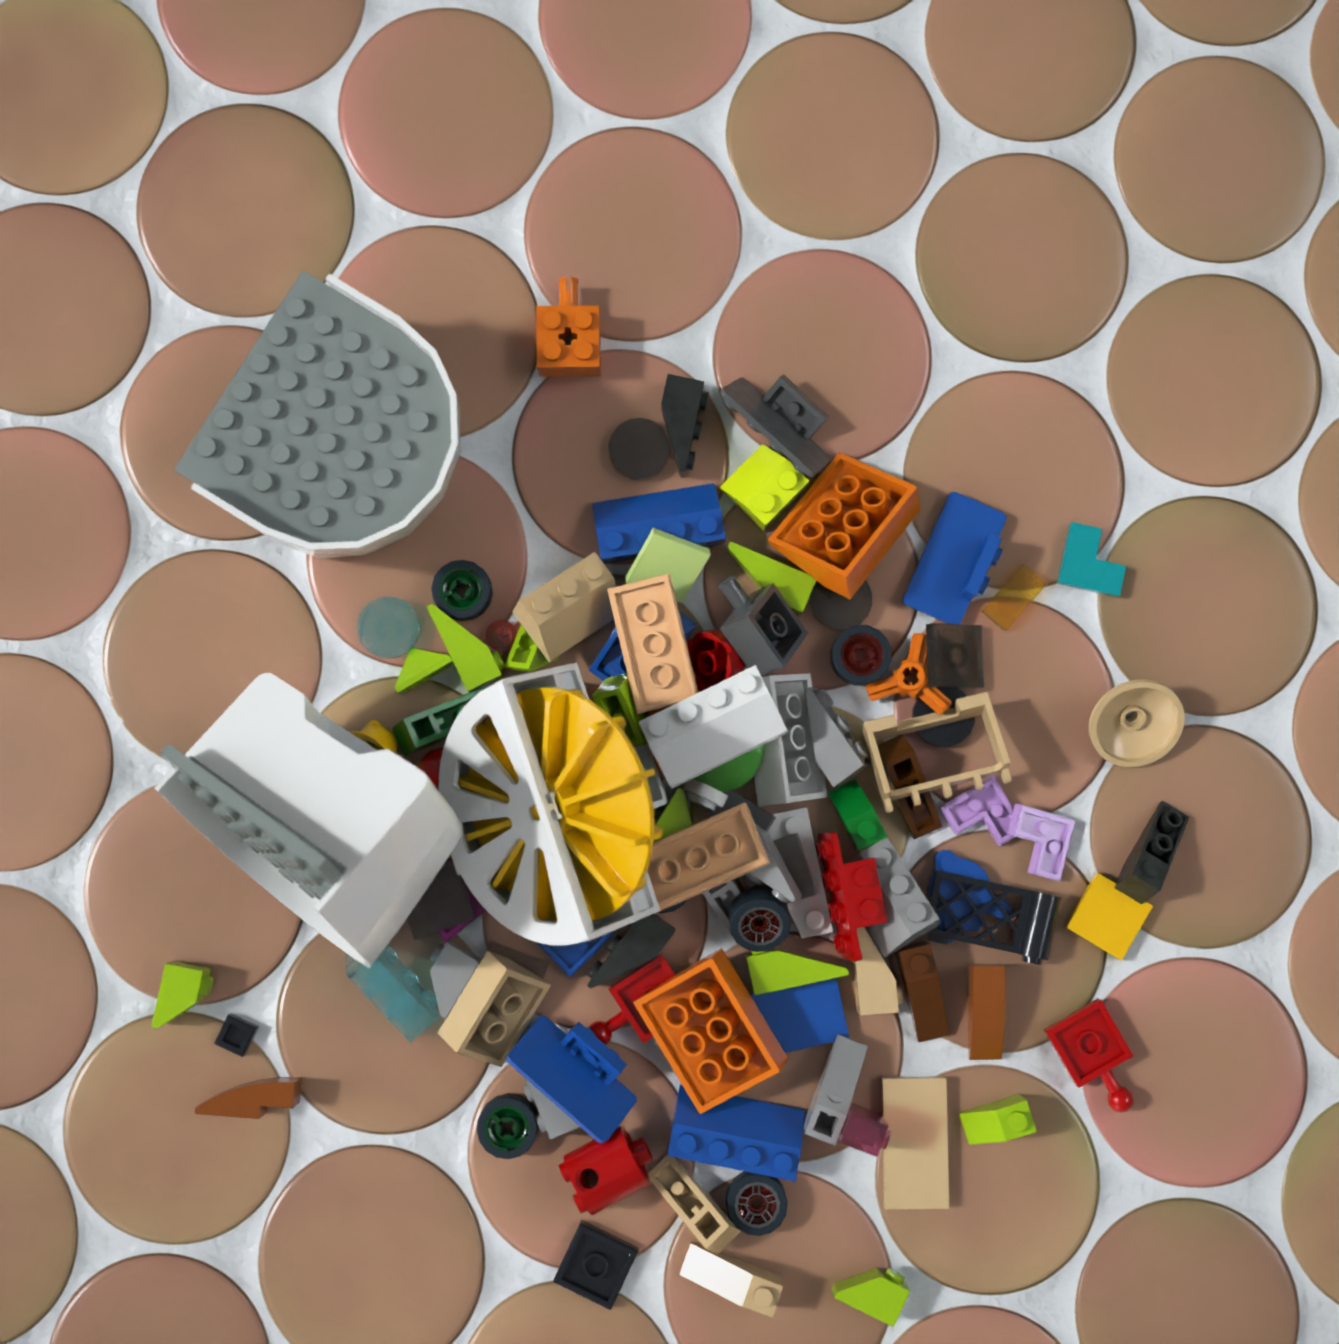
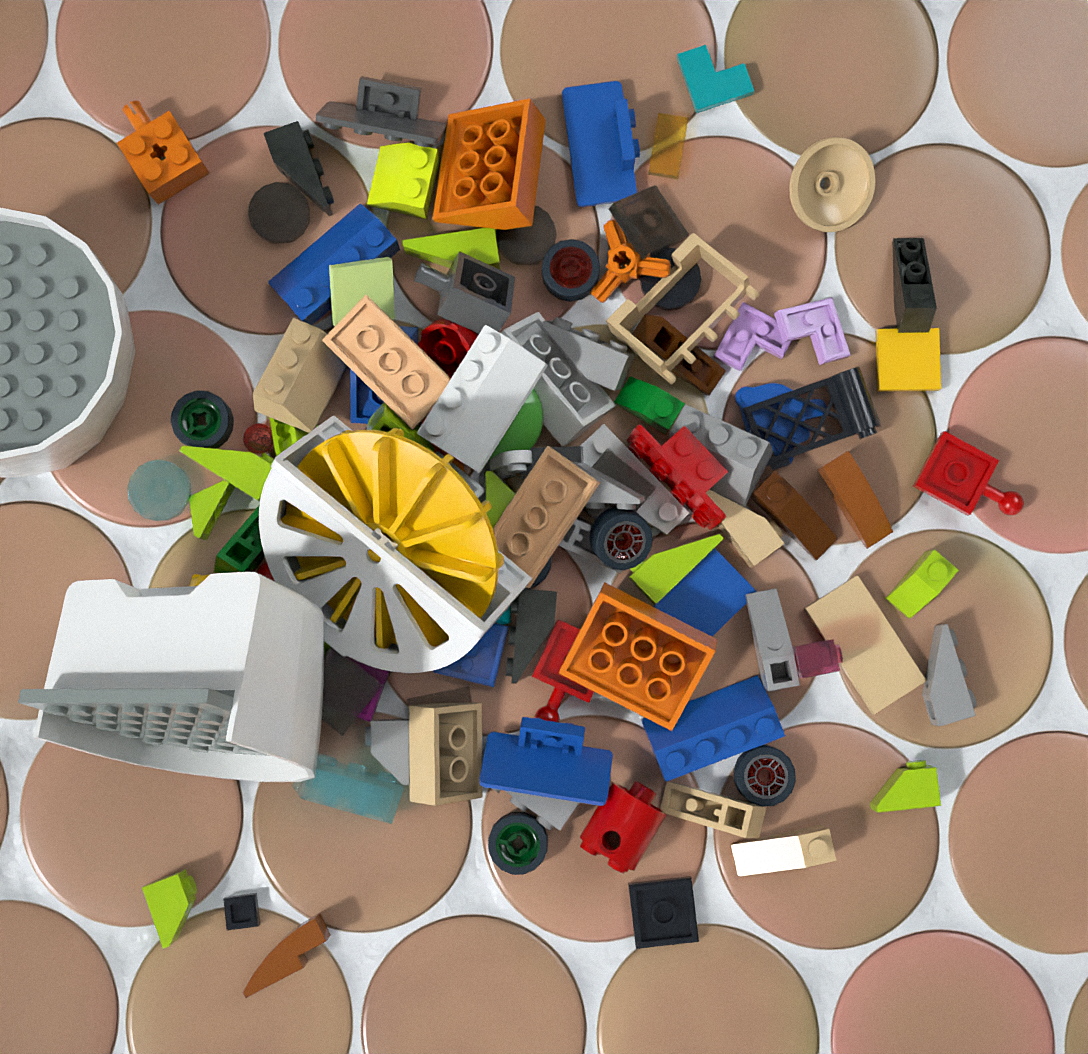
camera: 30 degrees left, 0 degrees up
(961, 1226) = (945, 688): none -> light grey slope

